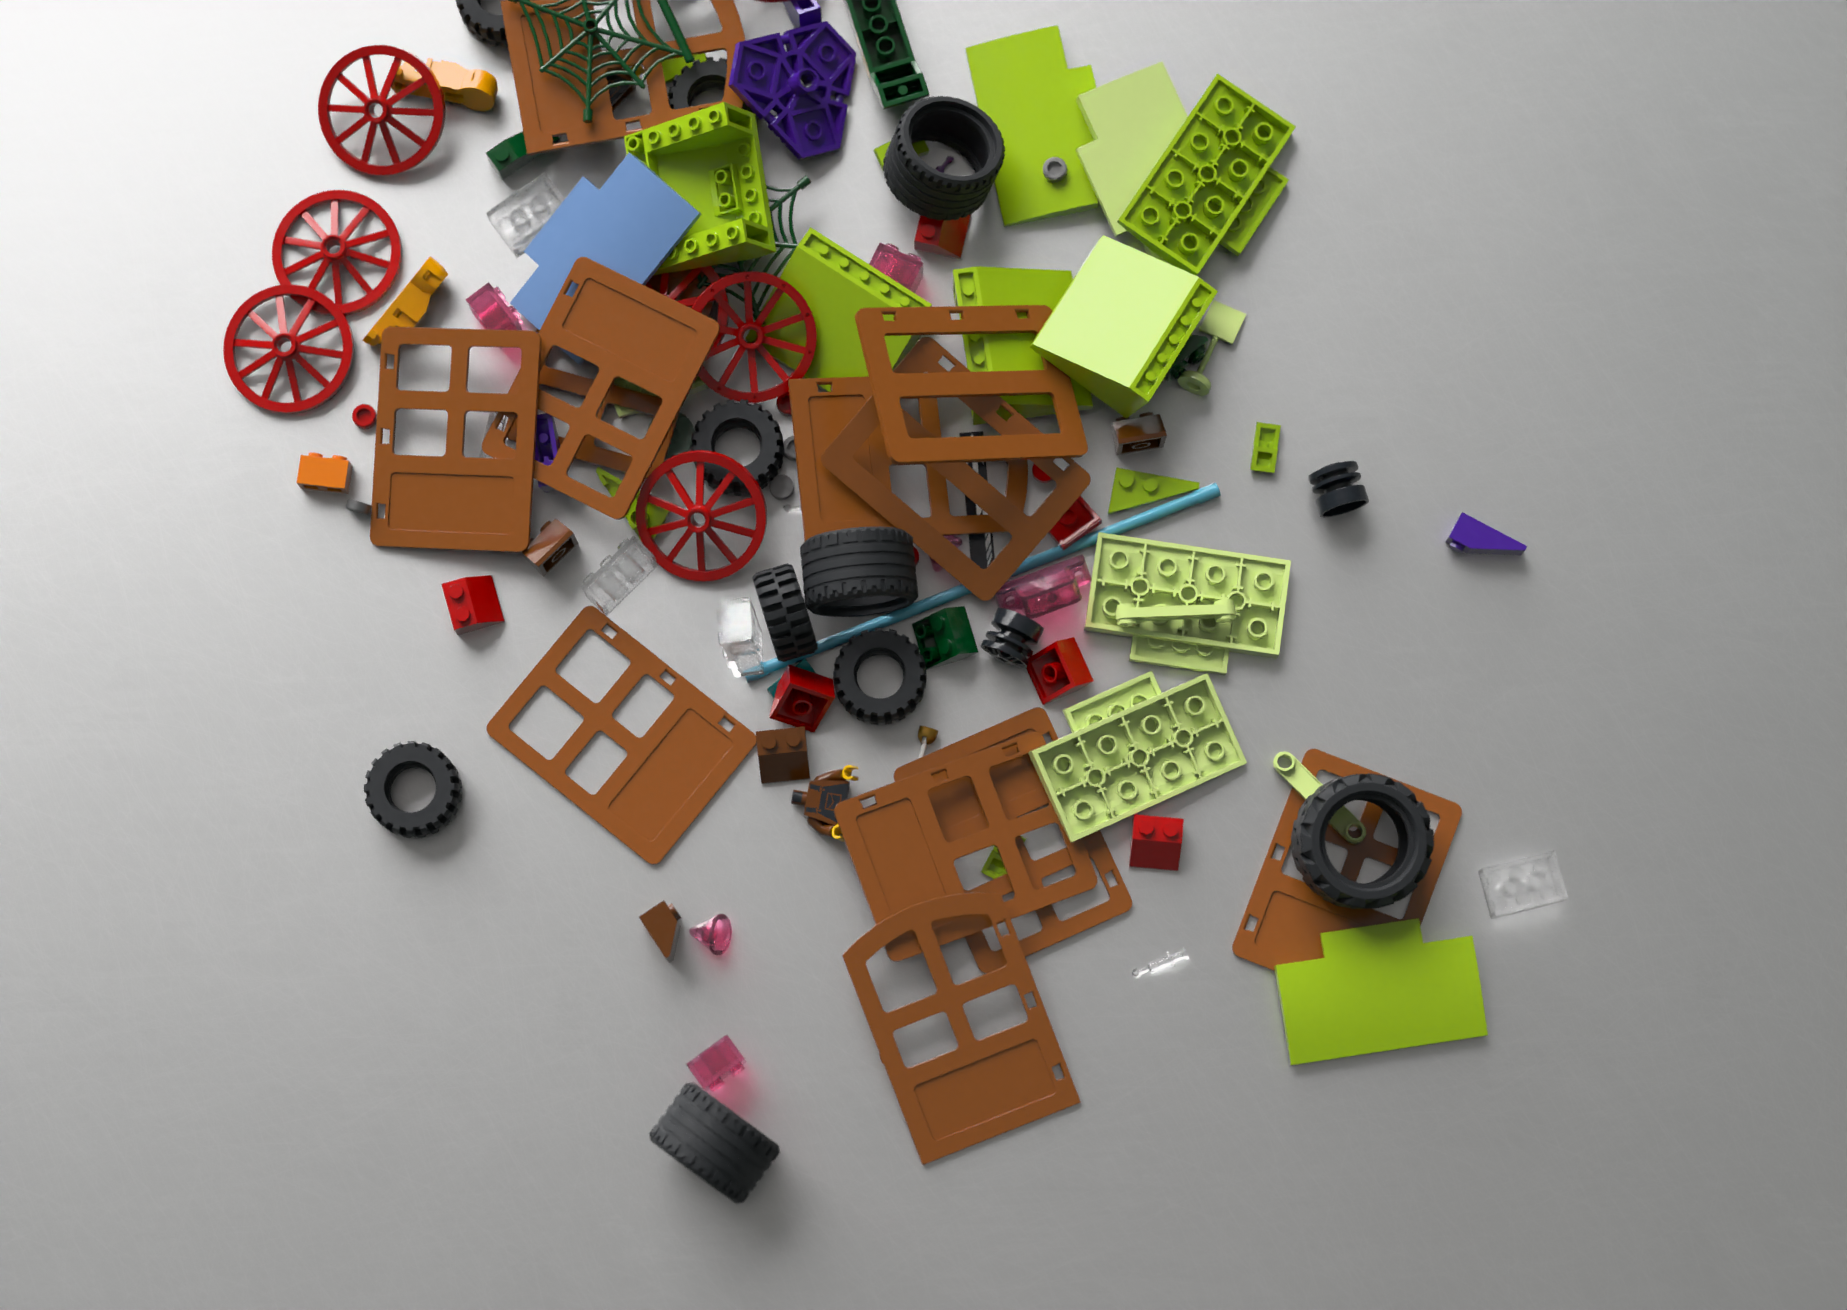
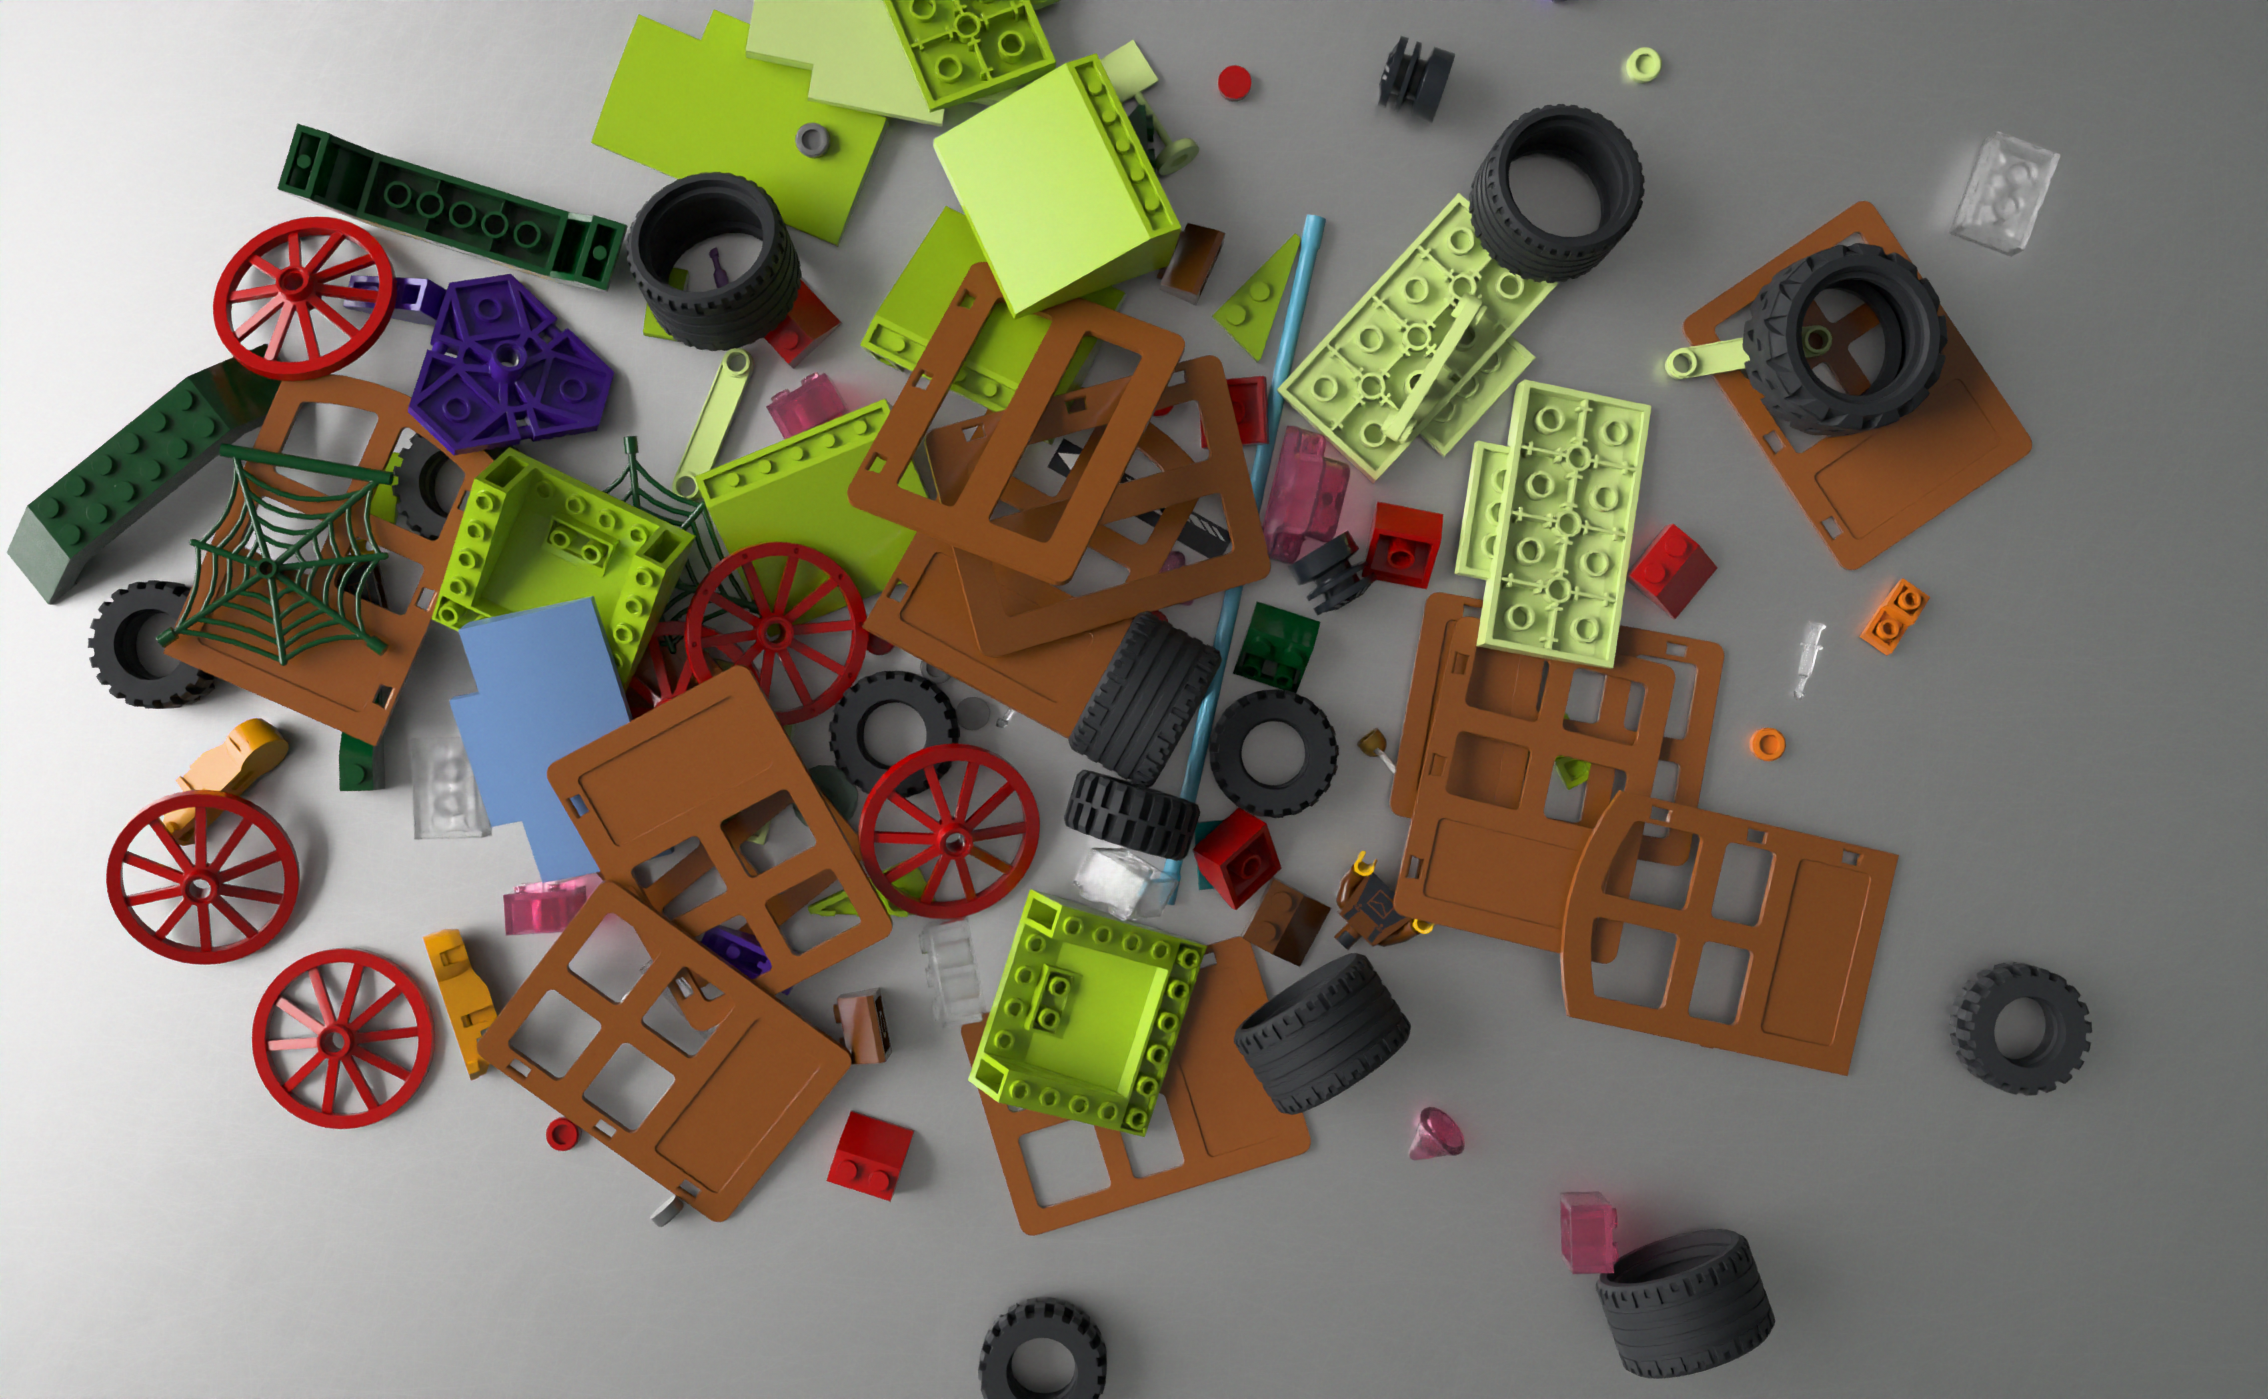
camera: 55 degrees left, 10 degrees up
(246, 310) = (429, 1163): red wheel -> none
(324, 473) = (602, 1225): orange brick -> none
(646, 673) = (1086, 1015): none -> lime slope
(663, 927) = (1393, 1192): reddish brown slope -> none
(730, 810) = (1322, 1034): none -> black tyre
(854, 222) = (714, 421): none -> yellowish green piece
(1058, 1237) = (2063, 1035): none -> black tyre
(1092, 975) = (1767, 744): none -> orange tile
(1224, 998) = (1894, 616): none -> orange slope
(1262, 389) = (1234, 83): none -> red tile
(1265, 447) = (1305, 128): lime slope -> none
(1368, 596) = (1598, 151): none -> black tyre
(1380, 993) = (2011, 439): lime slope -> none
(1446, 620) = (1644, 65): none -> yellowish green tile

